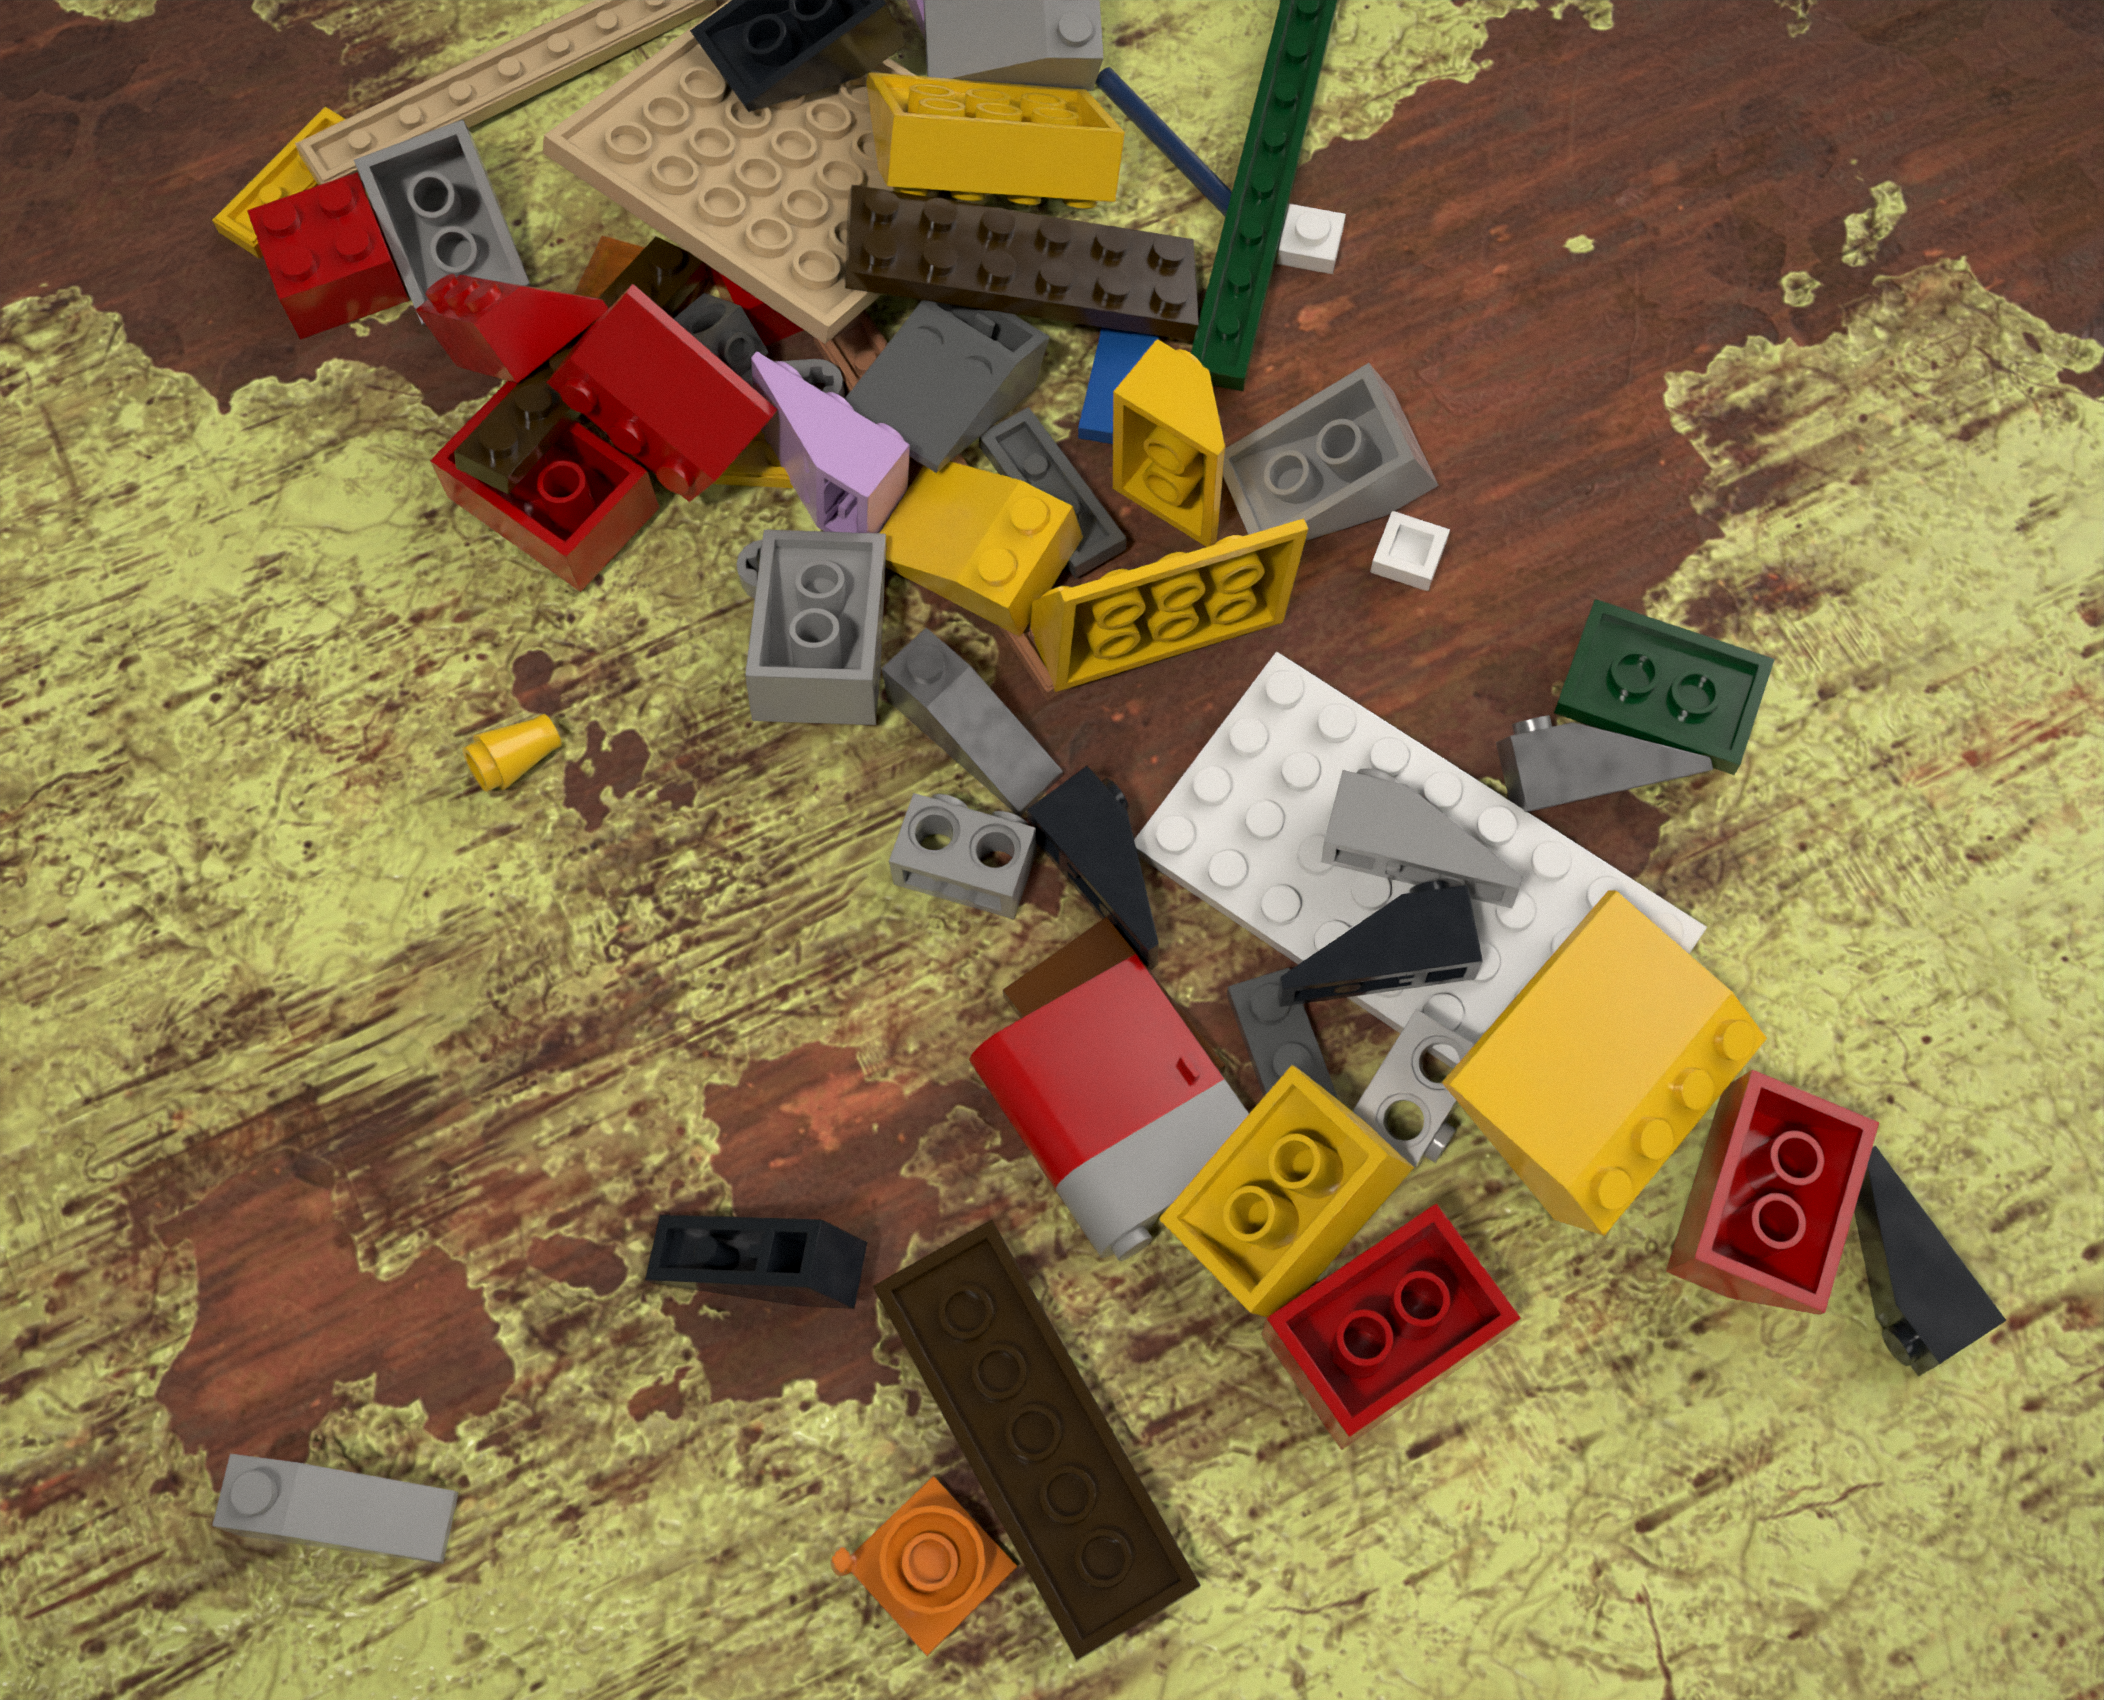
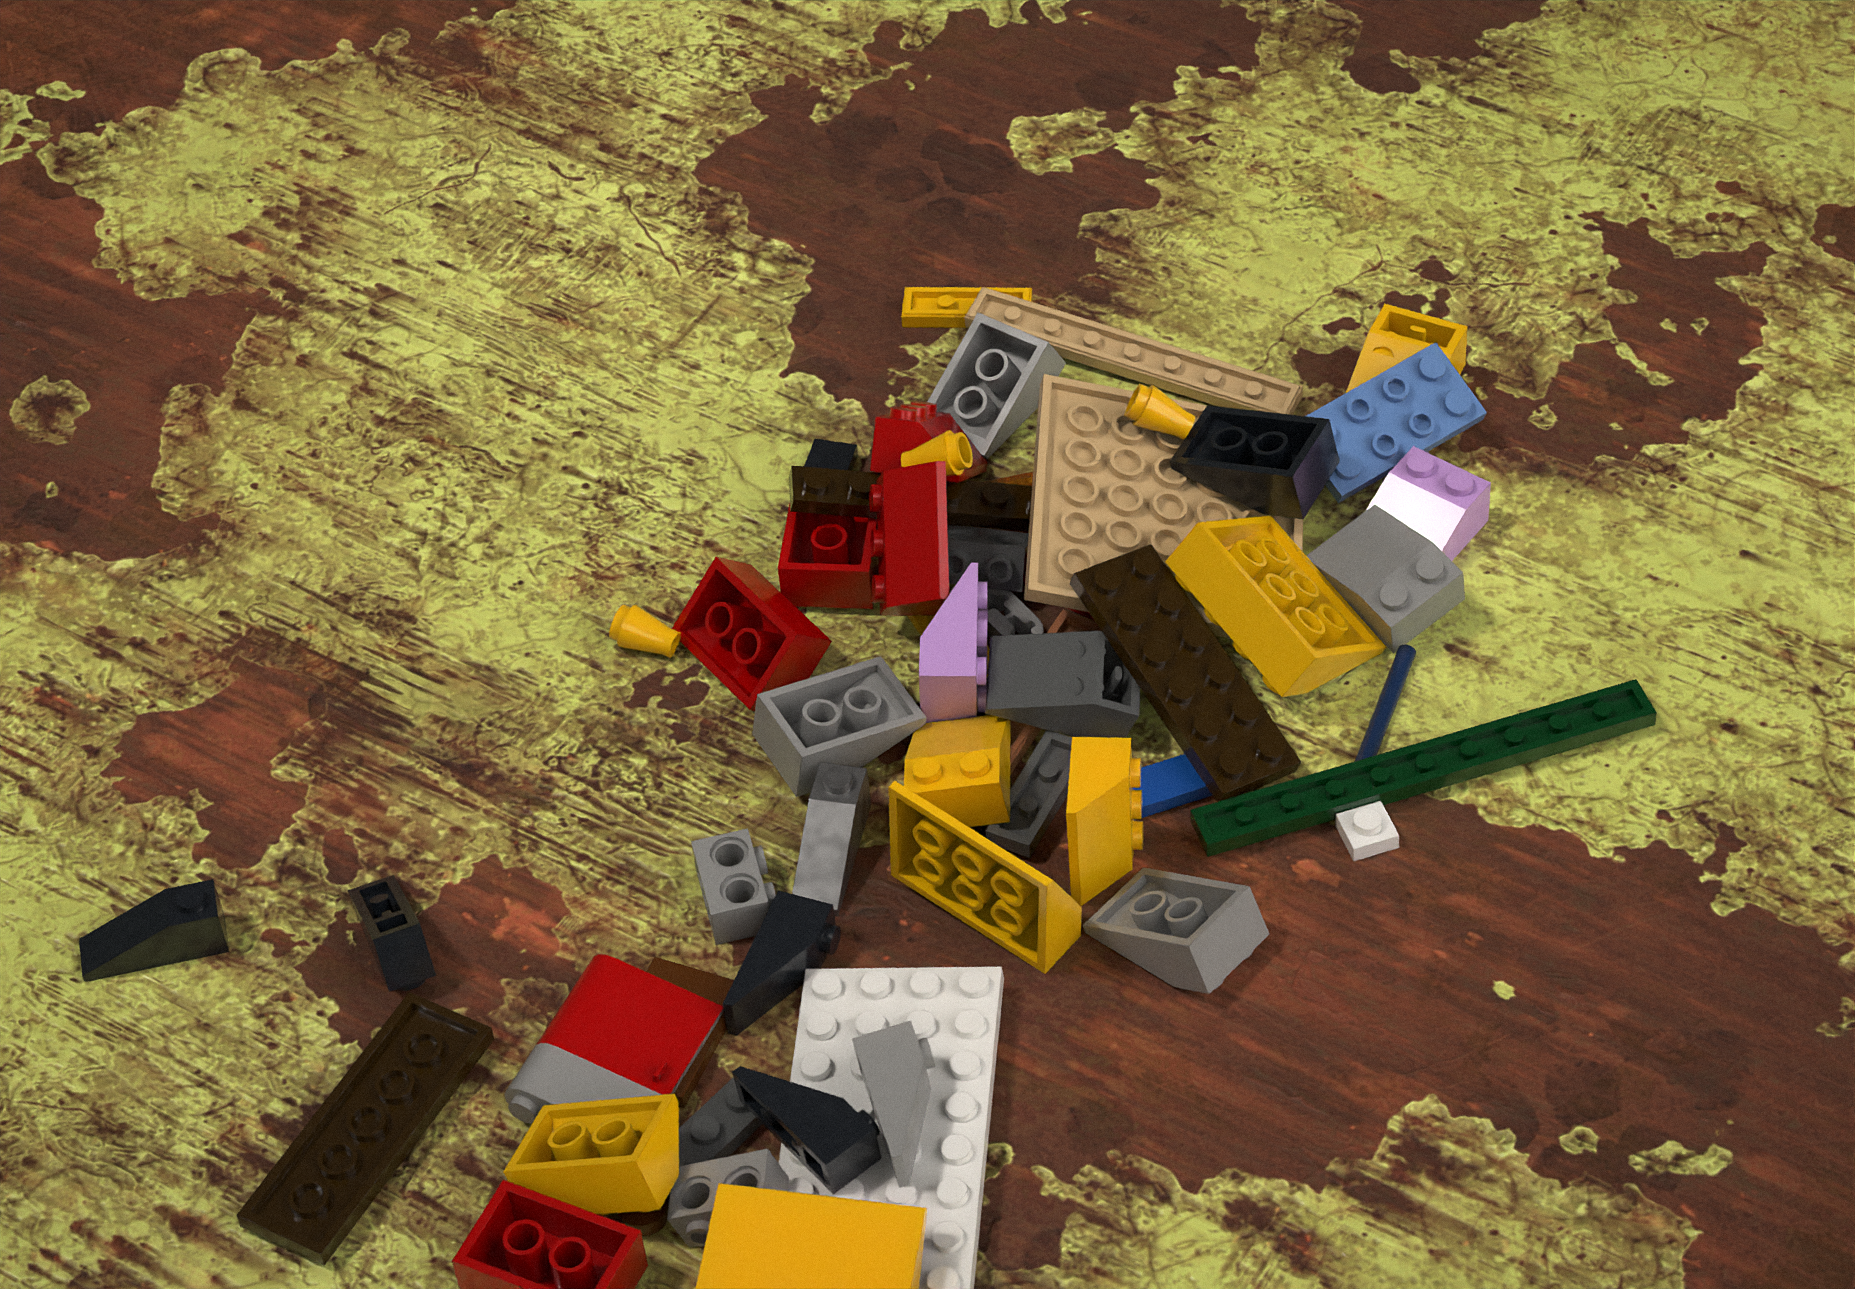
camera: 60 degrees right, 20 degrees down
(327, 255) = (910, 347): red brick -> none
(334, 1509) = (117, 822): light grey slope -> none
(407, 432) = (832, 455): none -> black tile
(552, 1551) = (158, 932): none -> black slope
(580, 300) = (946, 447): none -> yellow cone
(606, 645) = (748, 631): none -> red slope
(675, 72) = (1157, 412): none -> yellow cone
(928, 1565) = (255, 1119): orange hat -> none
(1410, 550) = (1147, 1007): white plate -> none
(1579, 762) = (1041, 1174): flat silver slope -> none
(1664, 685) = (1151, 1204): dark green plate -> none

